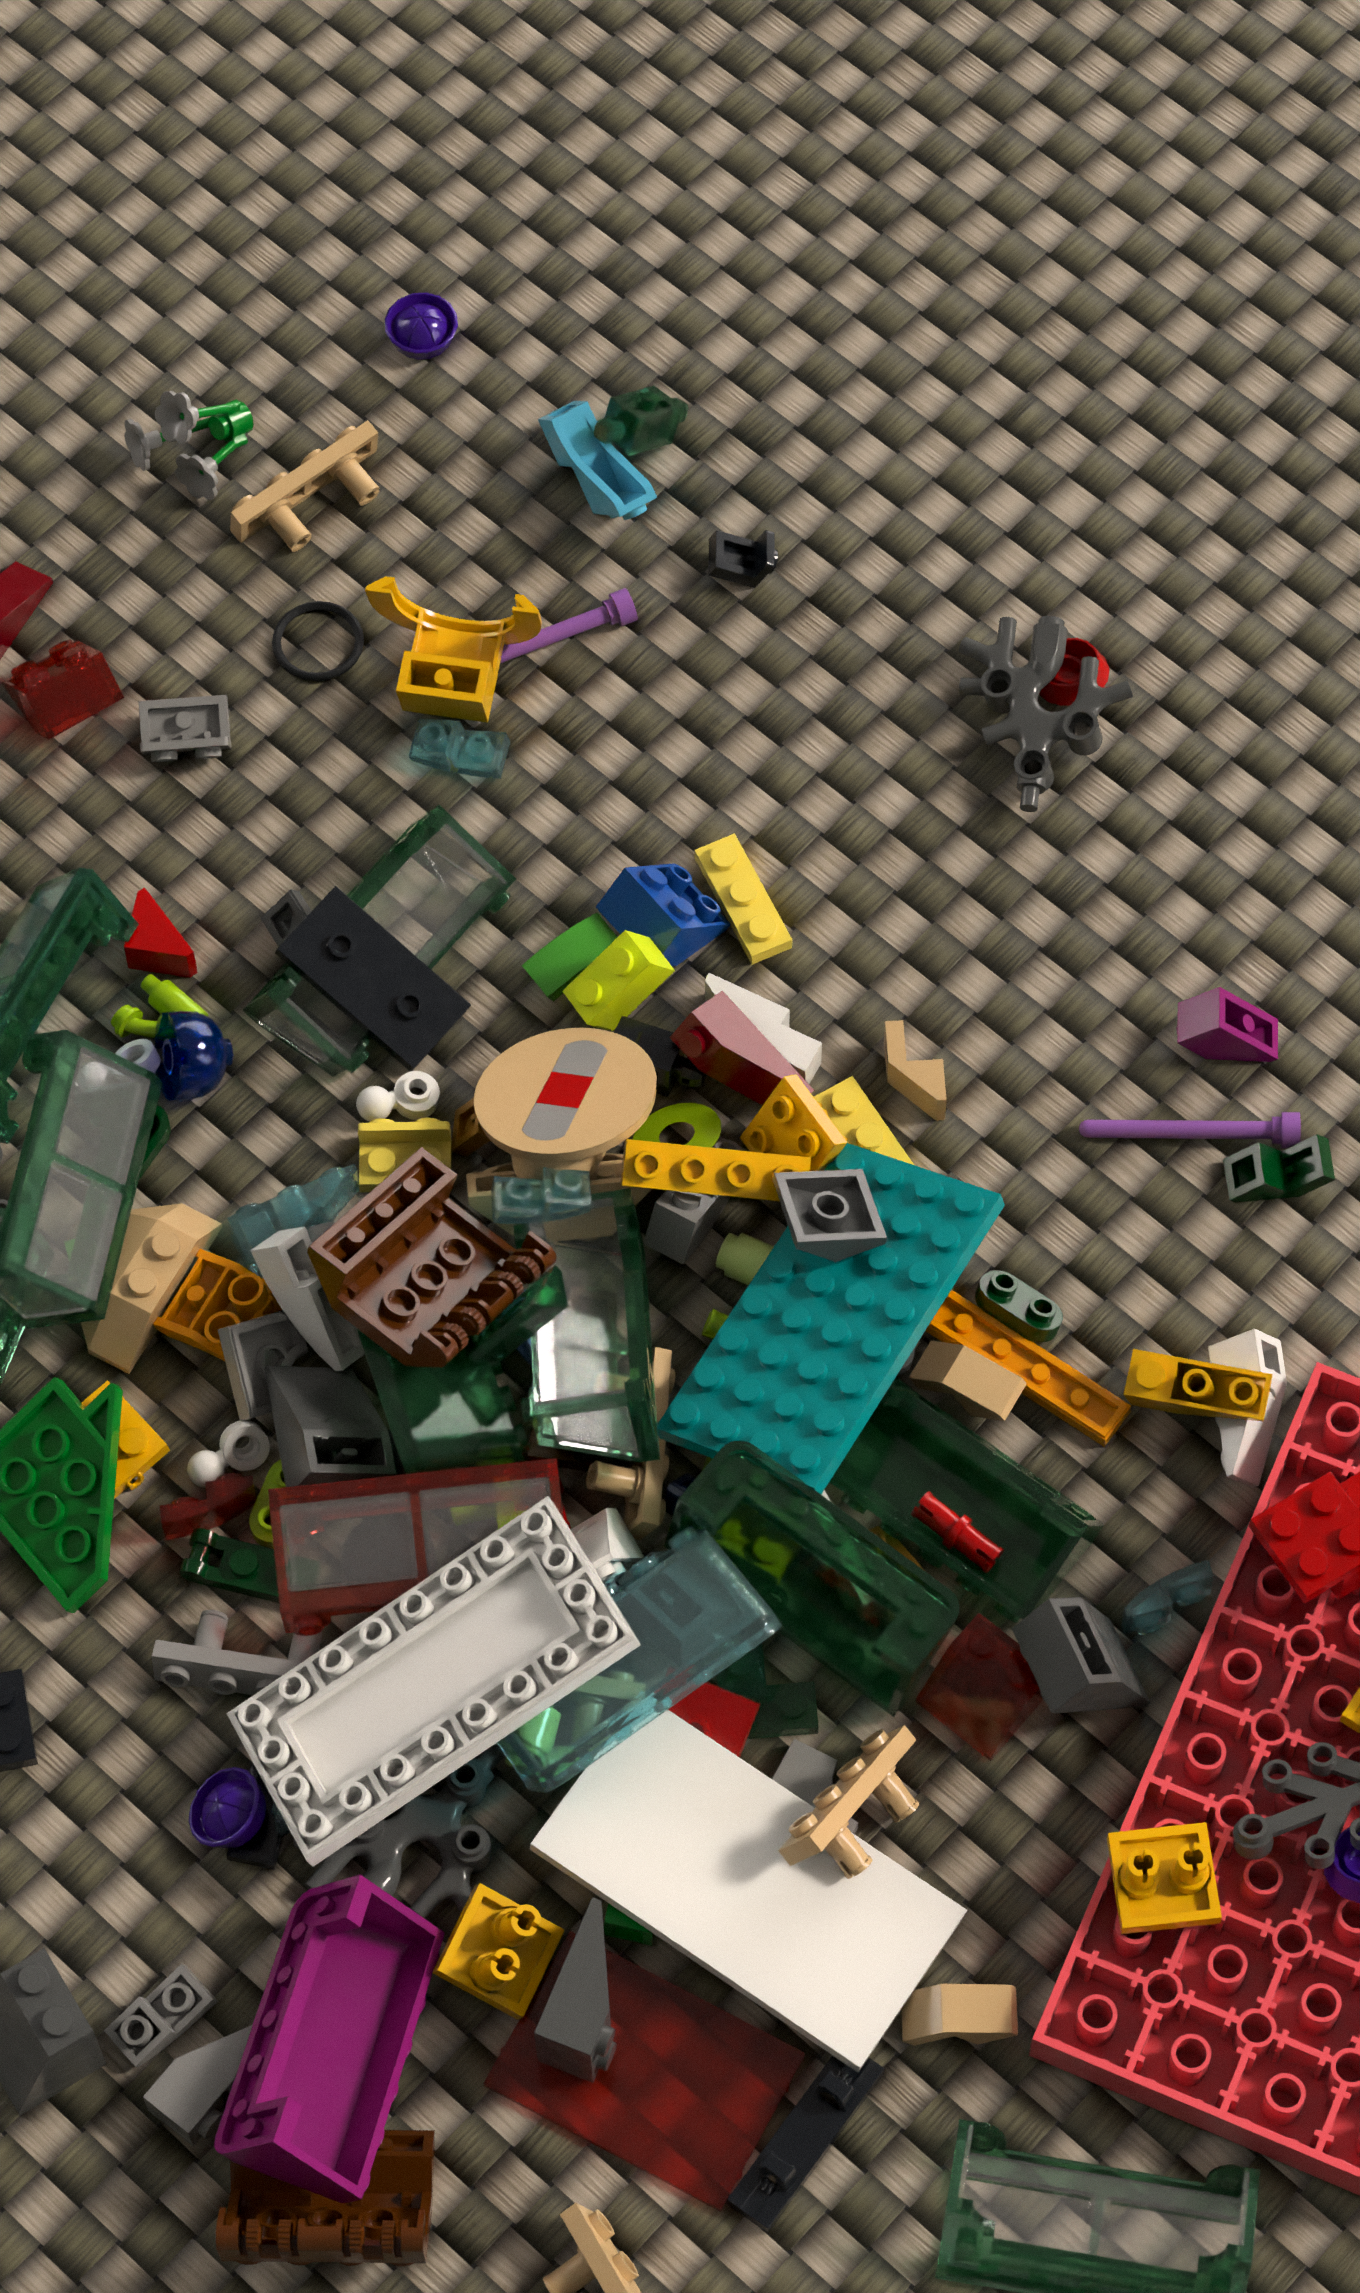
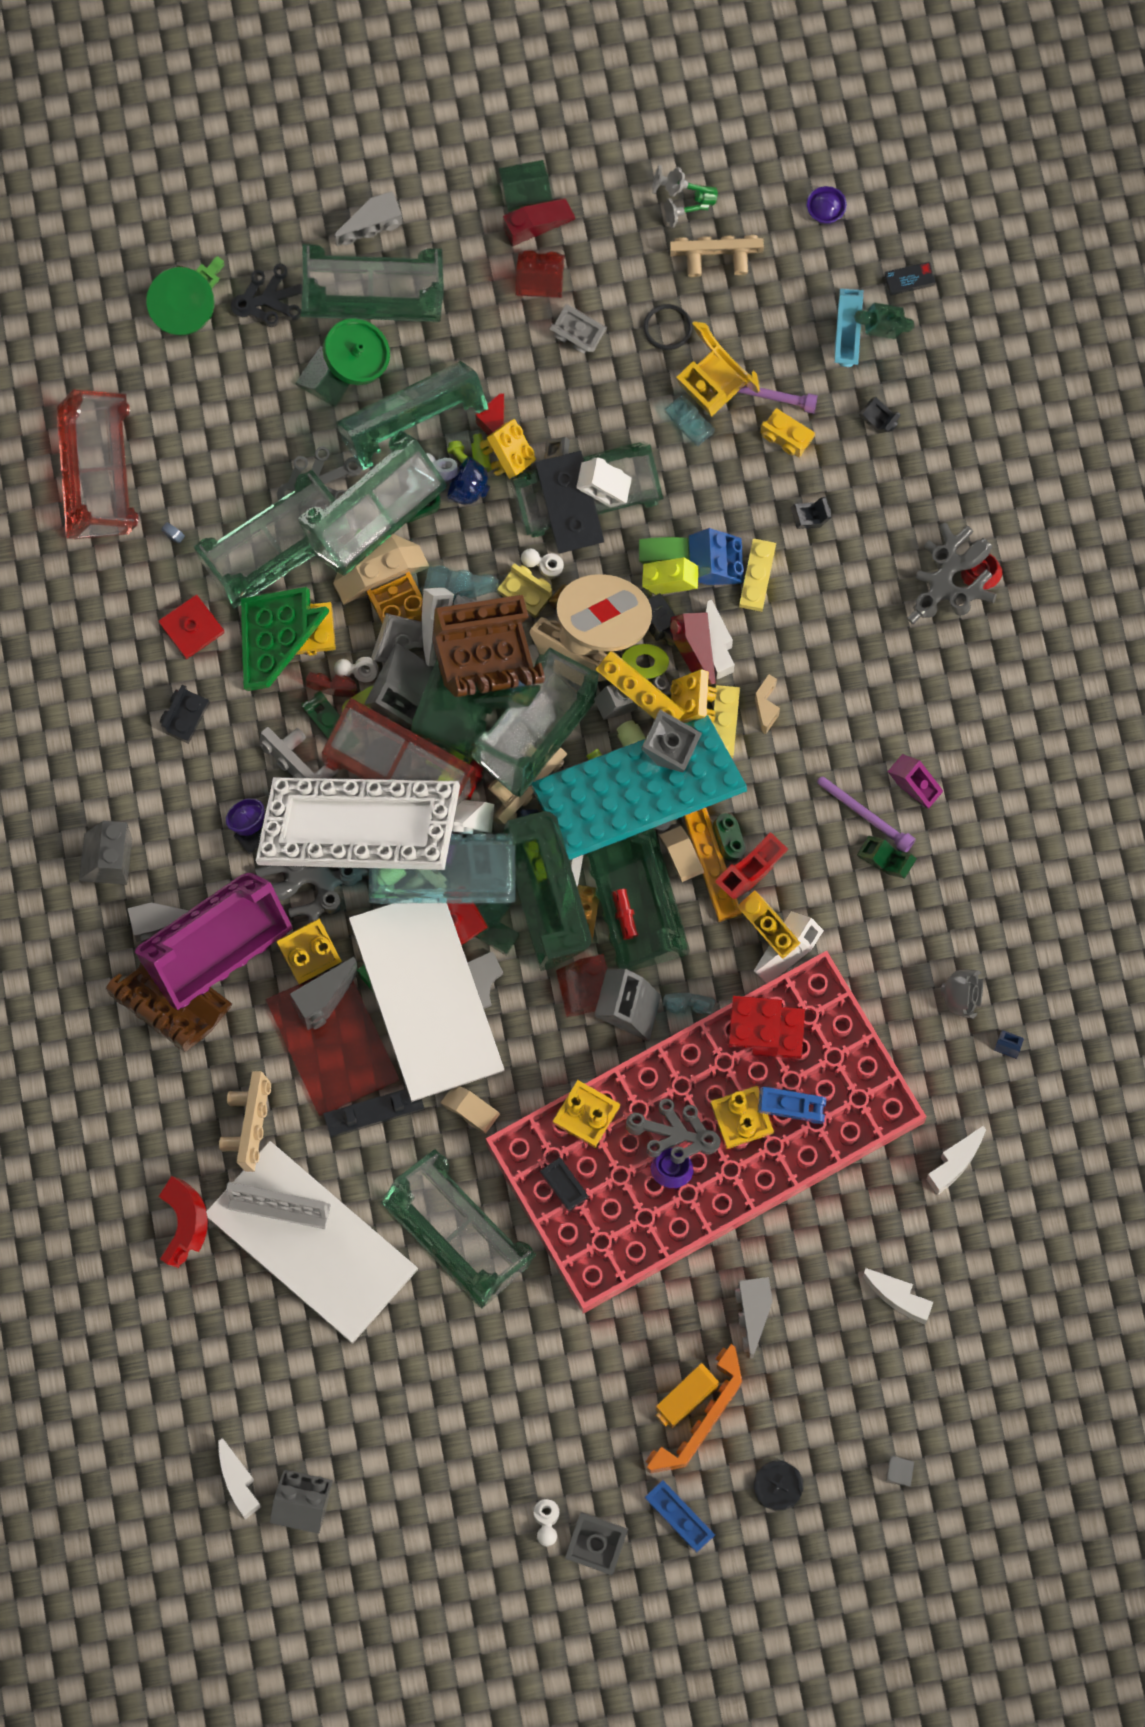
camera: 35 degrees right, 10 degrees up
(160, 2017) = (160, 882): light grey slope -> none
(232, 962) = (510, 449): none -> yellow plate
(406, 911) = (604, 482): none -> white brick
(552, 1198) = (558, 652): clear light blue slope -> none
(621, 671) = (787, 433): none -> yellow bracket
(625, 348) = (909, 278): none -> black tile
(756, 756) = (811, 514): none -> black bracket
(836, 1804) = (482, 989): tan plate -> none
(1096, 1317) = (746, 874): none -> red arch
(1219, 2018) = (564, 1184): none -> black tile

